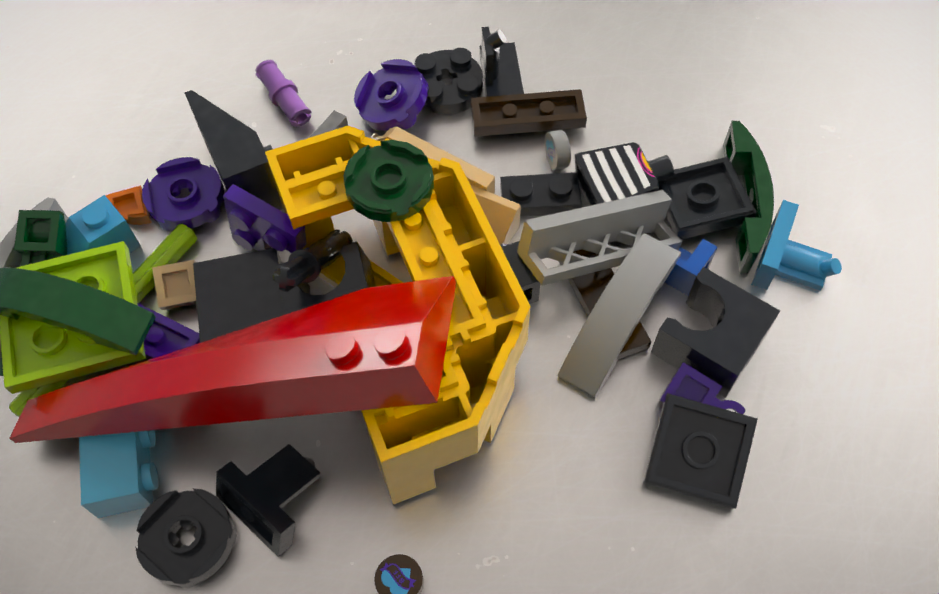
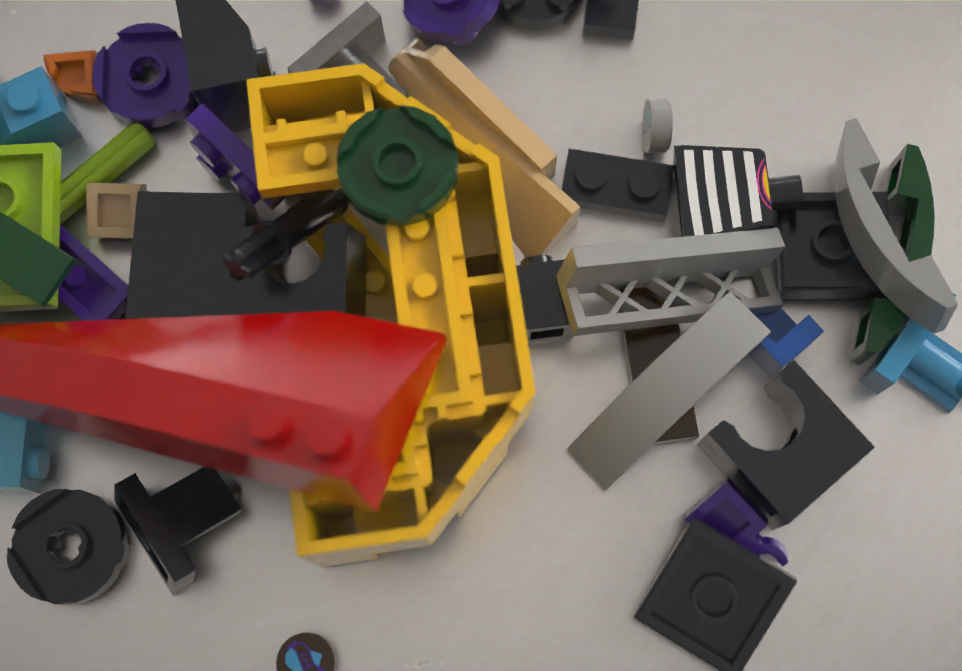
camera: 15 degrees right, 15 degrees up
(528, 112) = (633, 57): dark brown plate -> none
(765, 199) = (911, 286): none -> light grey slope

